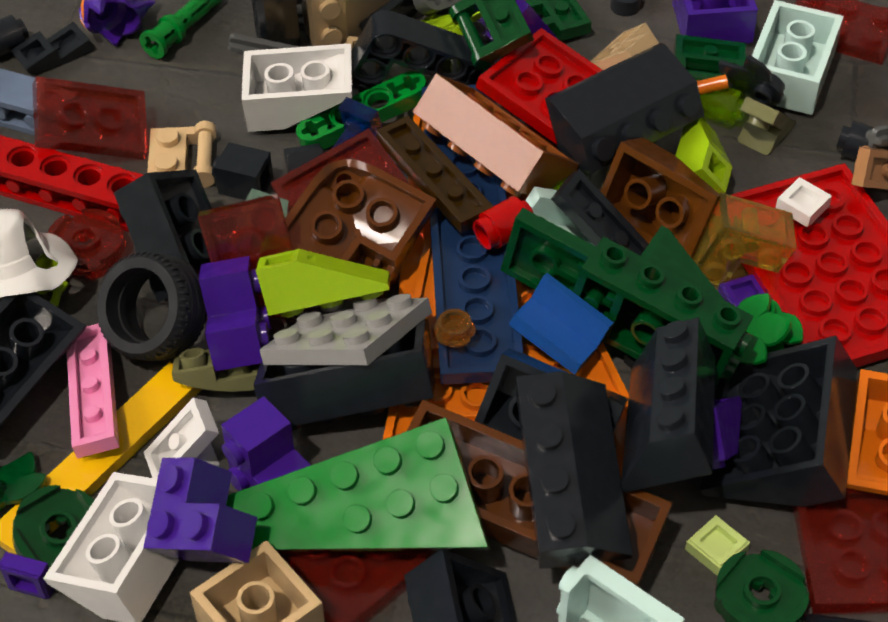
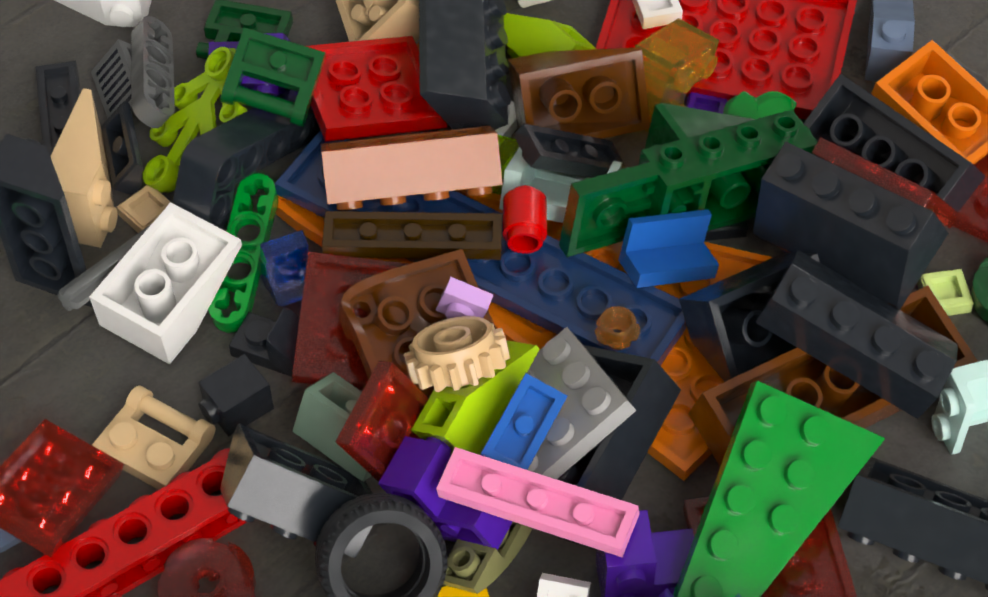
camera: 55 degrees left, 5 degrees up
(240, 352) = (538, 501): none -> bright pink plate
(302, 310) = (524, 423): none -> blue panel
(329, 236) = (456, 353): none -> tan gear
(382, 222) = (463, 300): none -> lavender plate
(742, 419) = (886, 179): none -> clear red plate

